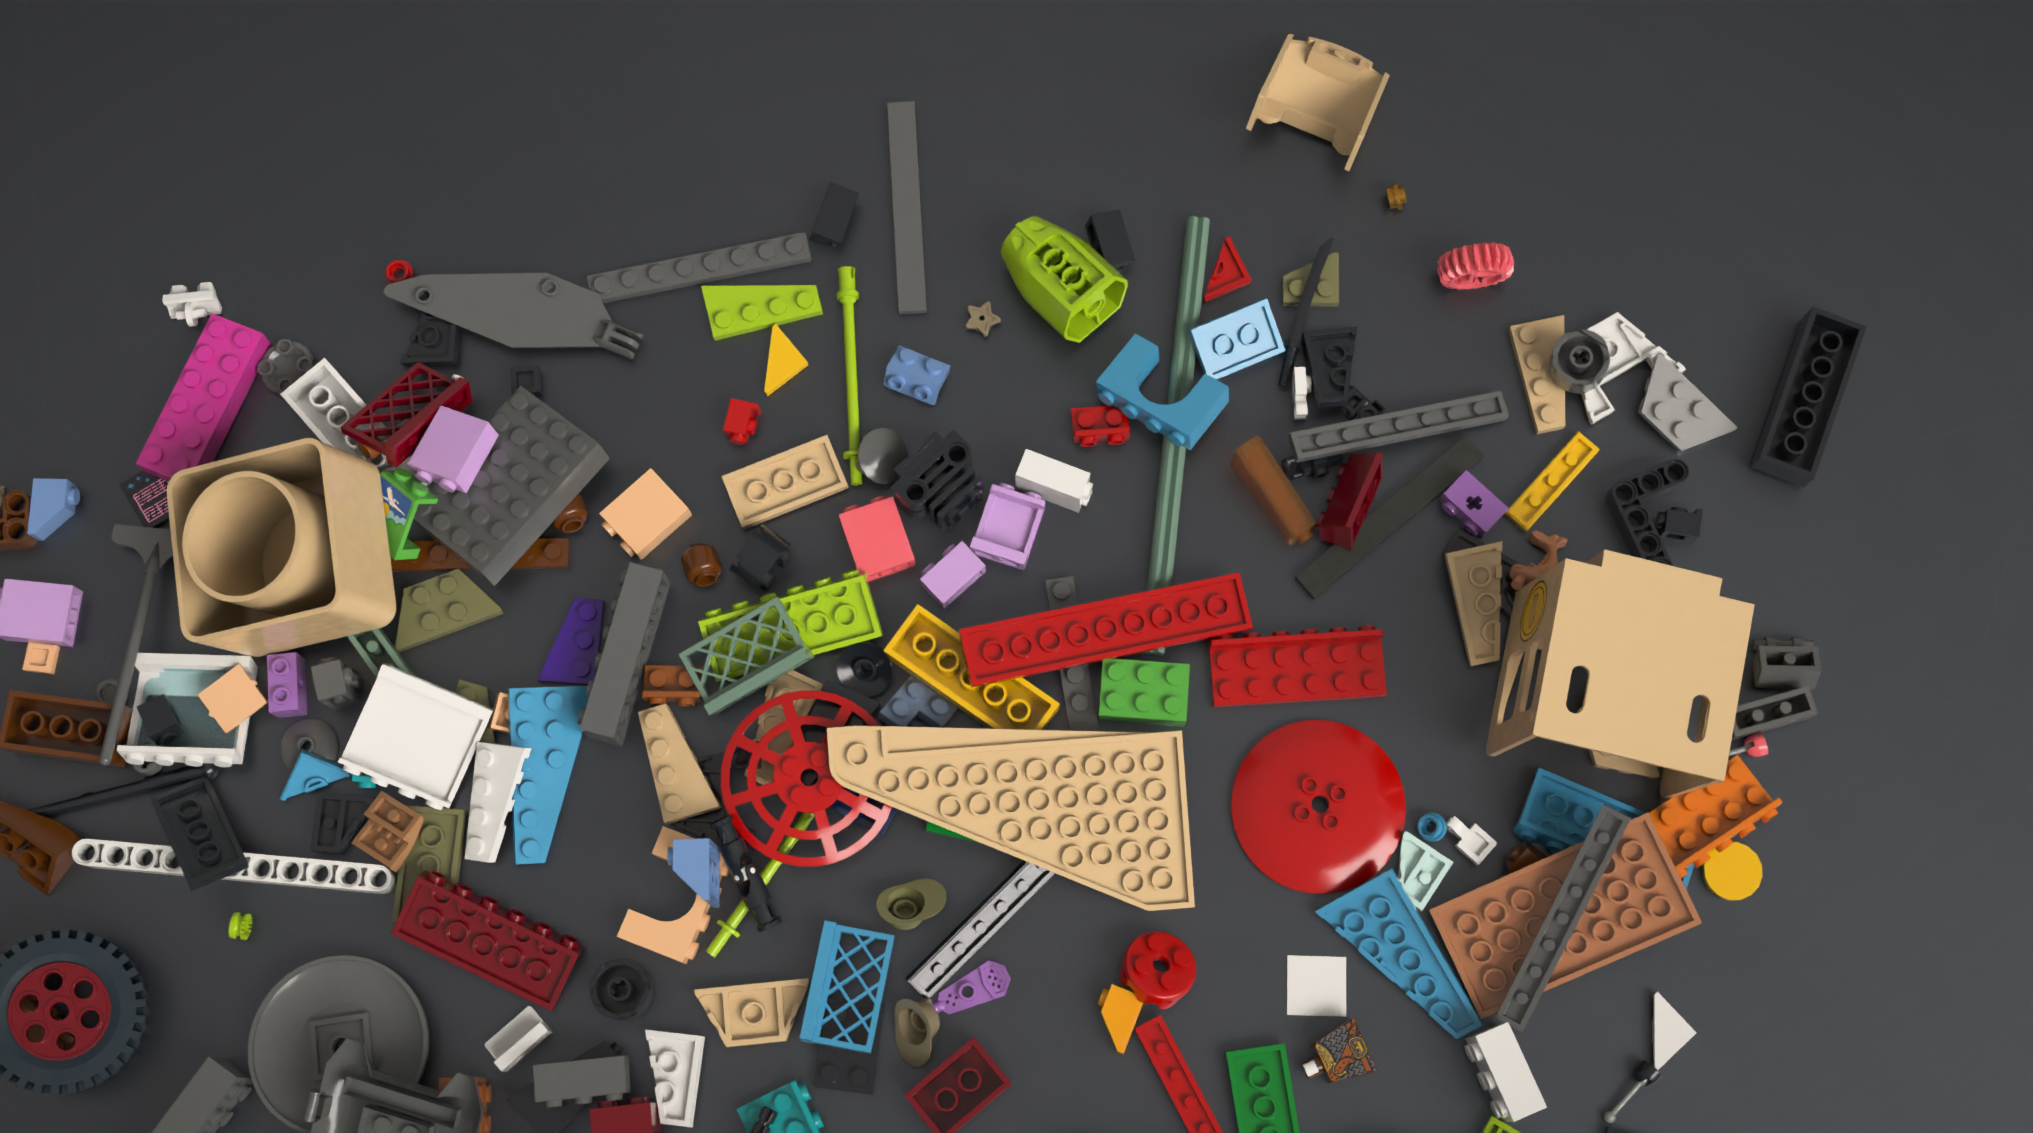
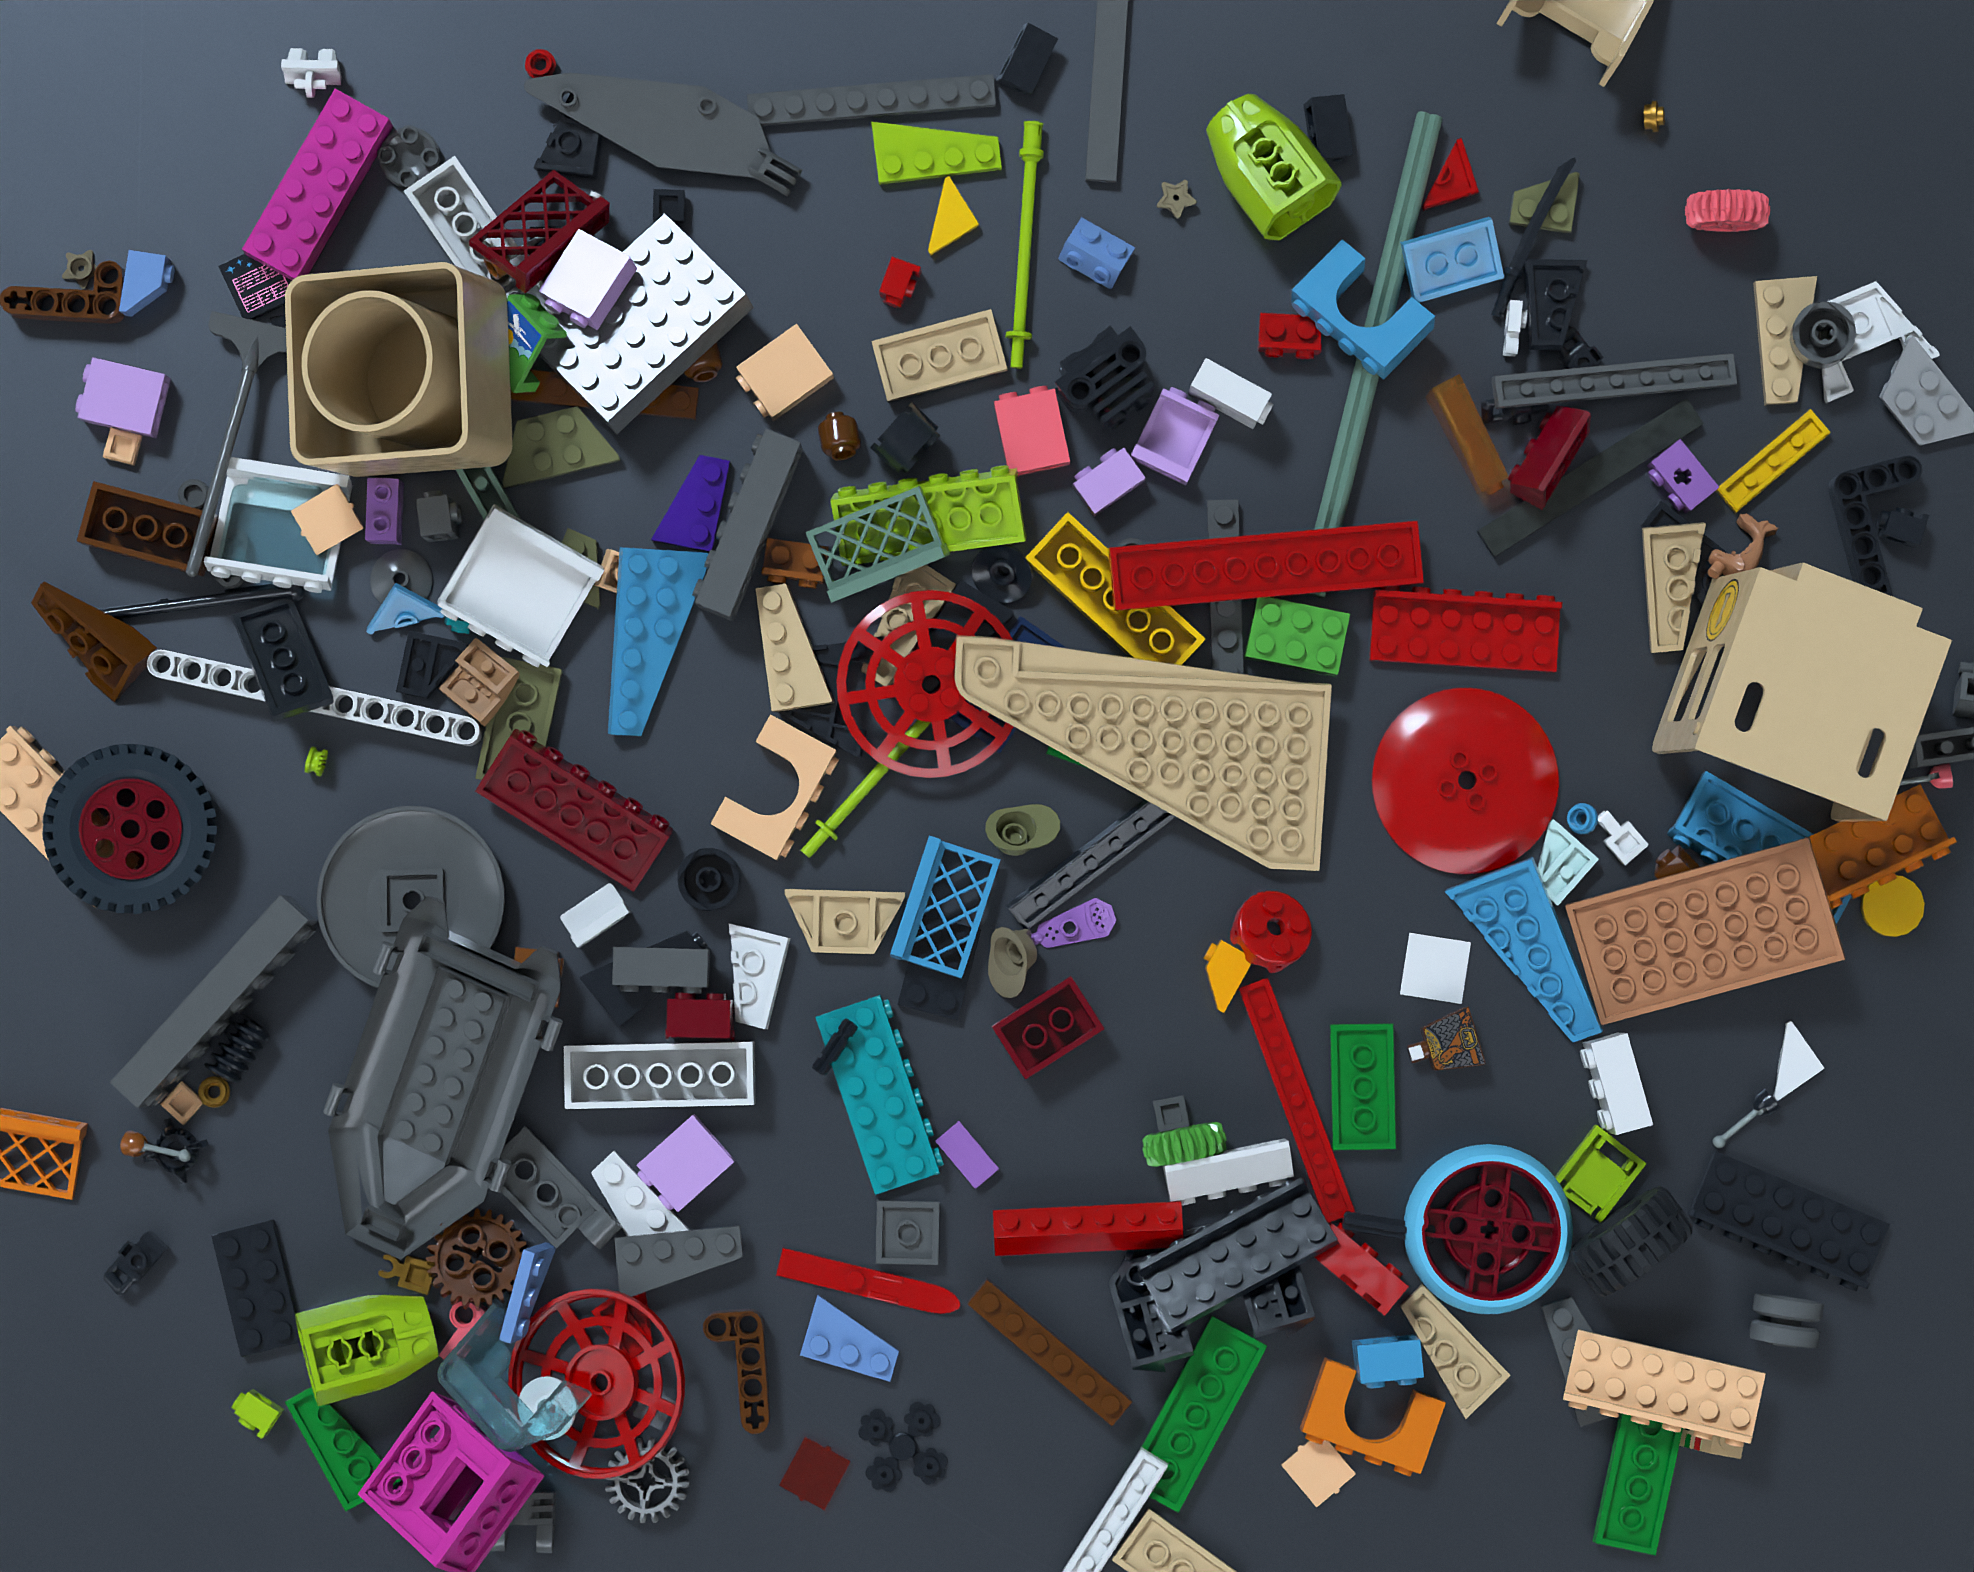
camera: 10 degrees right, 10 degrees up
(161, 720) = (250, 533): black brick -> none
(494, 781) = (596, 647): white wing -> none
(699, 866) = (805, 764): medium blue slope -> none
(753, 890) = (859, 795): black piece -> none
(879, 454) = (1048, 340): dark grey dish -> none
(917, 700) = (1053, 614): sand blue plate -> none
(1563, 917) = (1702, 933): dark grey plate -> none

